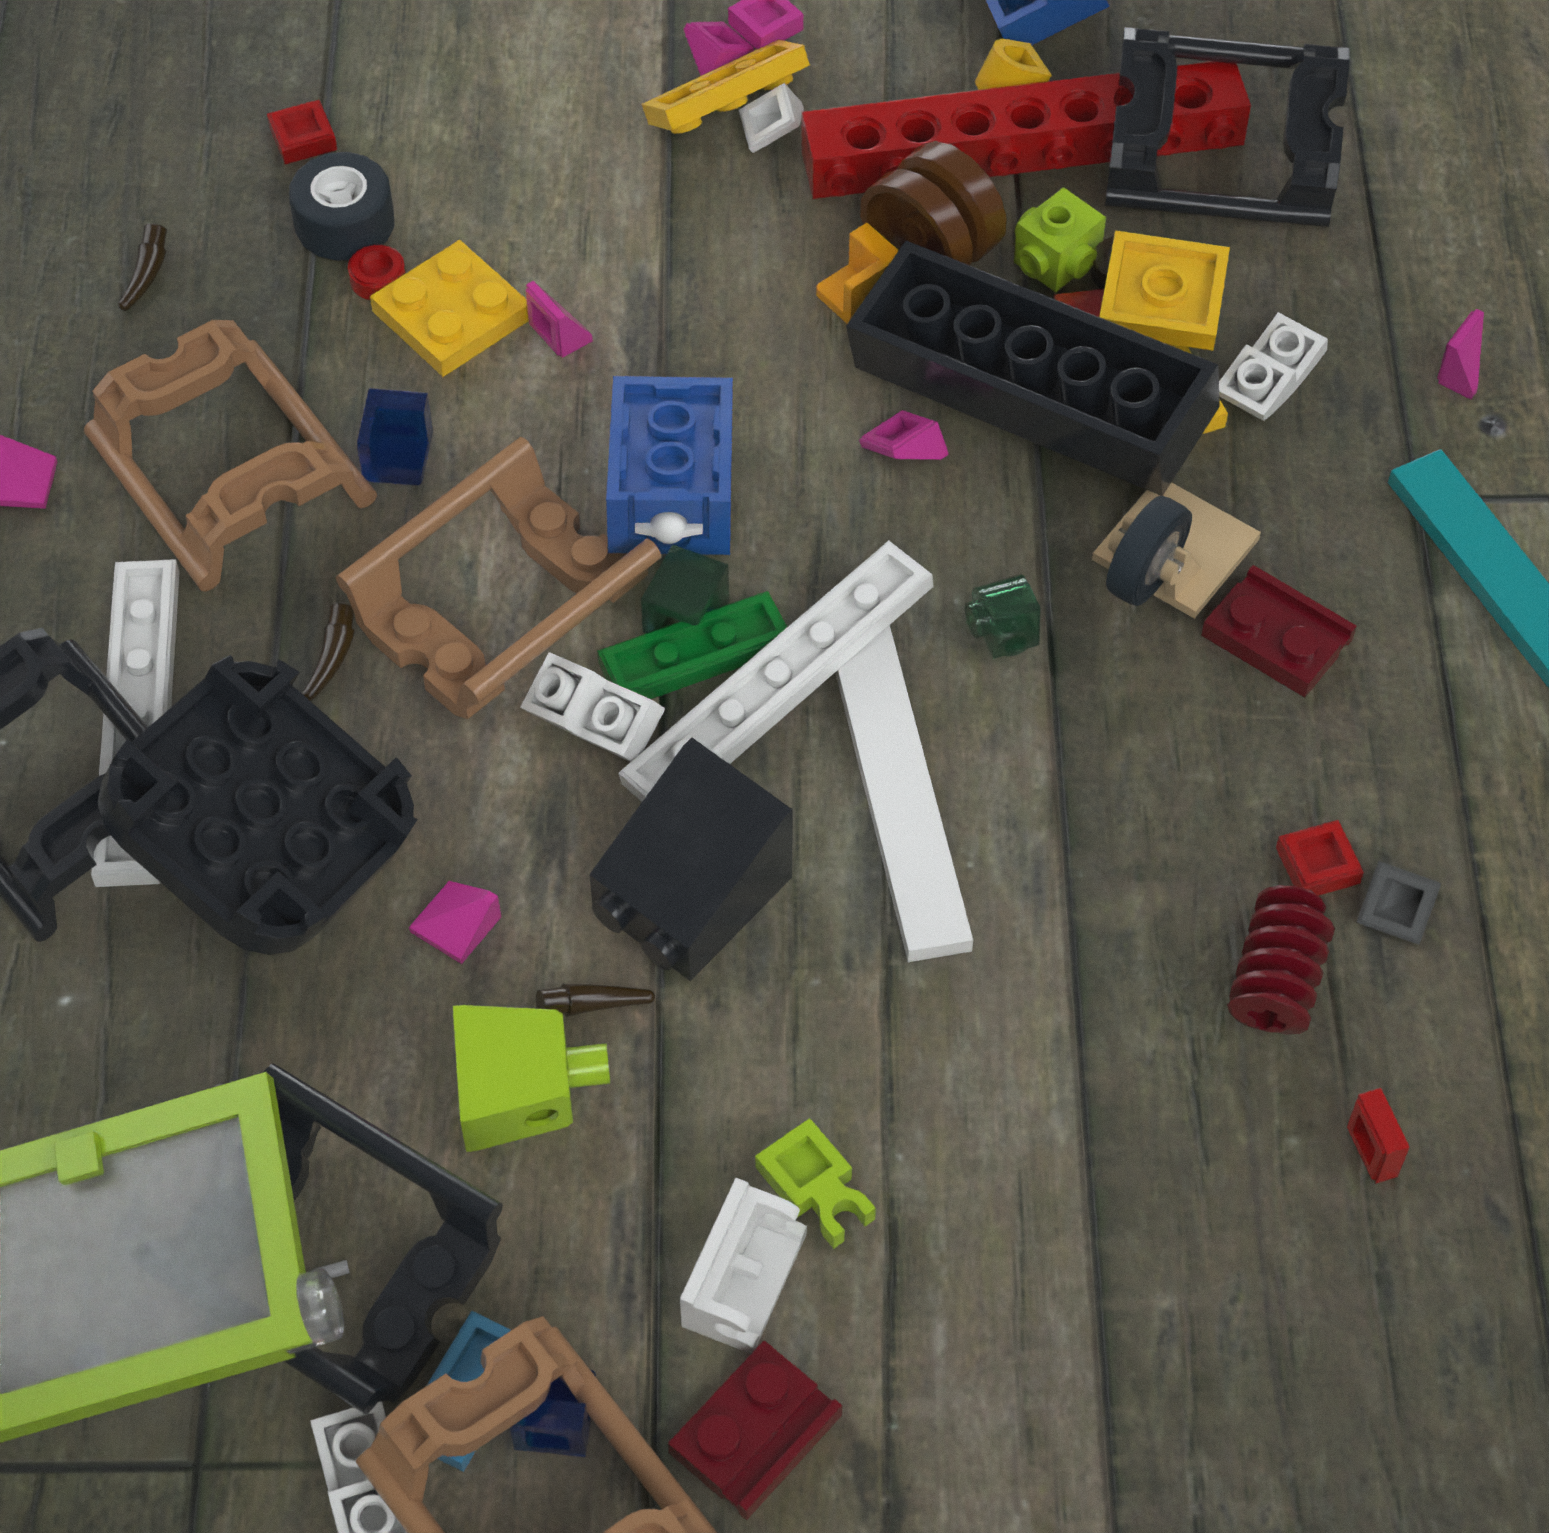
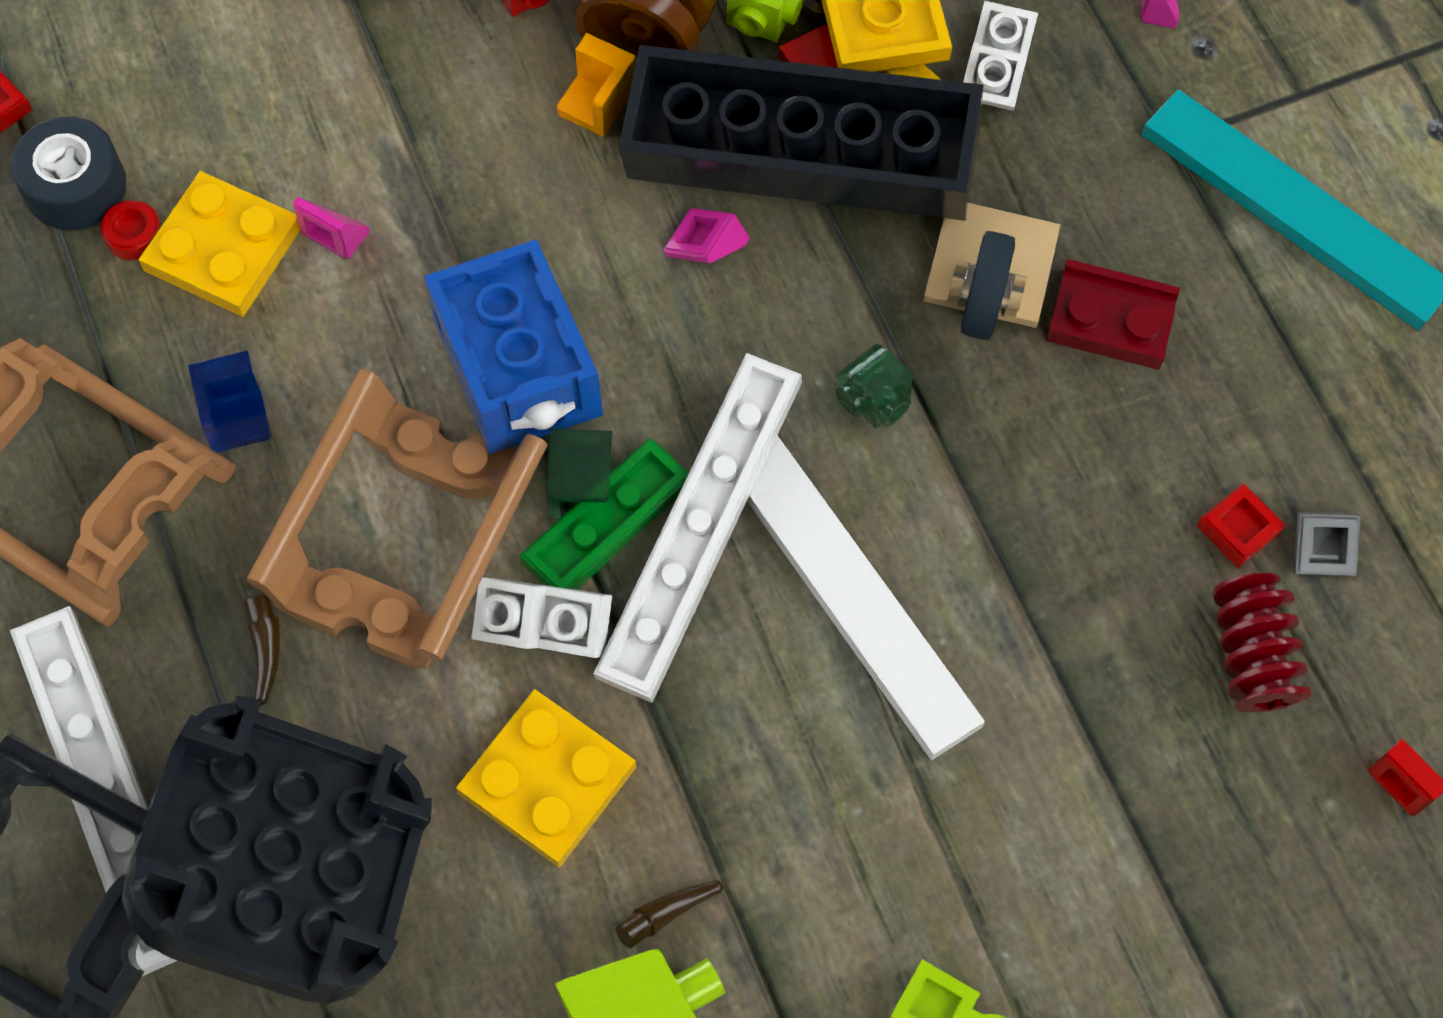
camera: 25 degrees left, 10 degrees up
(457, 919) = (506, 879): dark pink slope -> none
(531, 846) = (546, 778): none -> yellow plate
(694, 861) = (709, 747): black slope -> none

